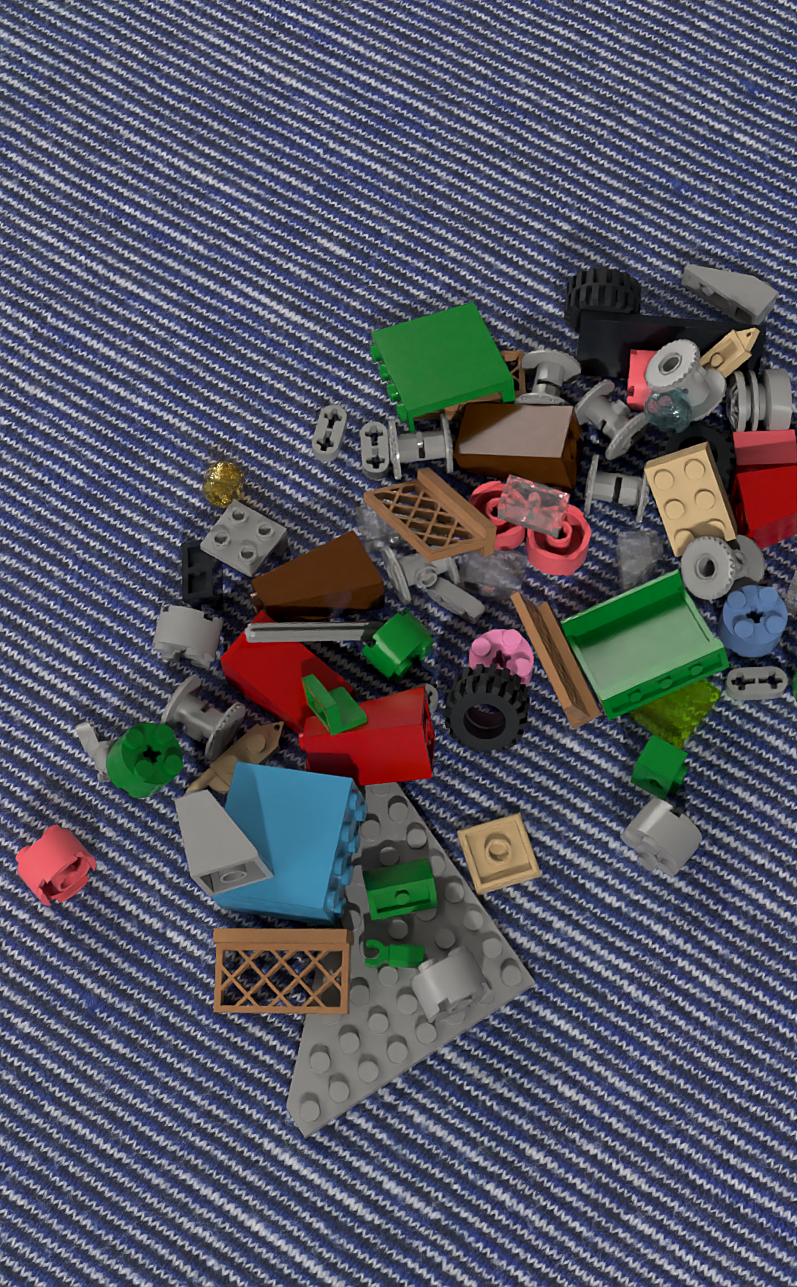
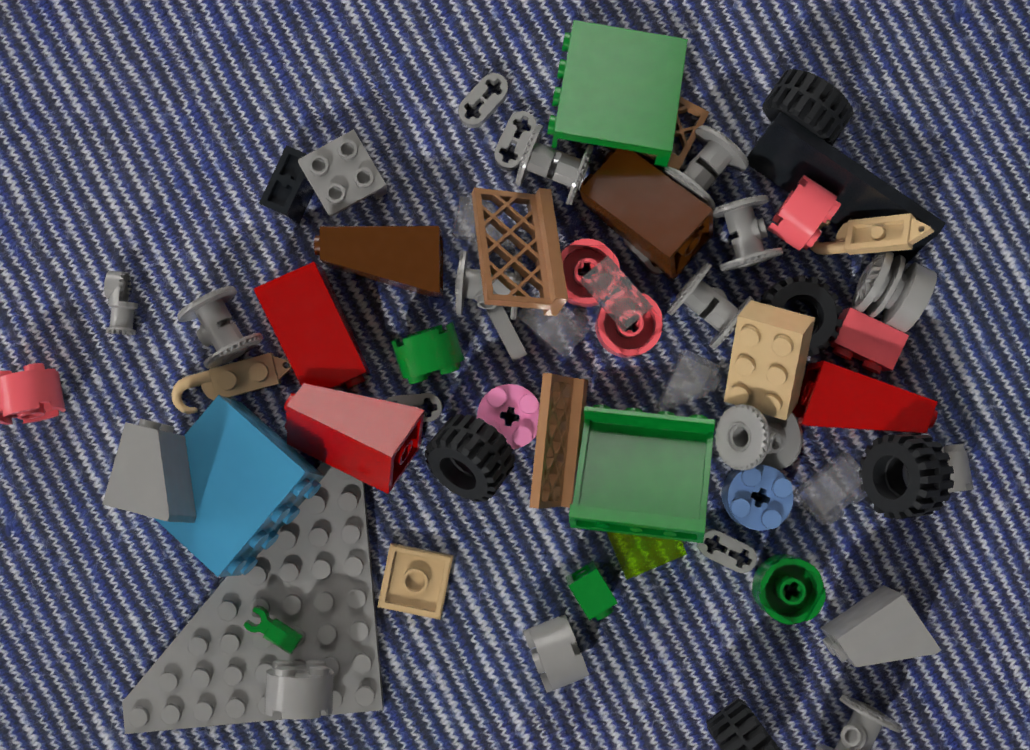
camera: 25 degrees right, 20 degrees up
(144, 759) = (142, 323): green brick -> none
(187, 635) = (245, 240): light grey brick -> none
(223, 484) = (357, 102): clear yellow head -> none
(282, 940) = (183, 563): medium nougat fence -> none
(311, 631) = (354, 303): light grey axle -> none
(334, 707) = (331, 390): green panel -> none
(400, 889) = (308, 573): green panel -> none
(668, 410) = (802, 258): clear light blue hair -> none
(679, 368) = (833, 241): light grey hose -> none
(733, 293) = (942, 162): light grey slope -> none

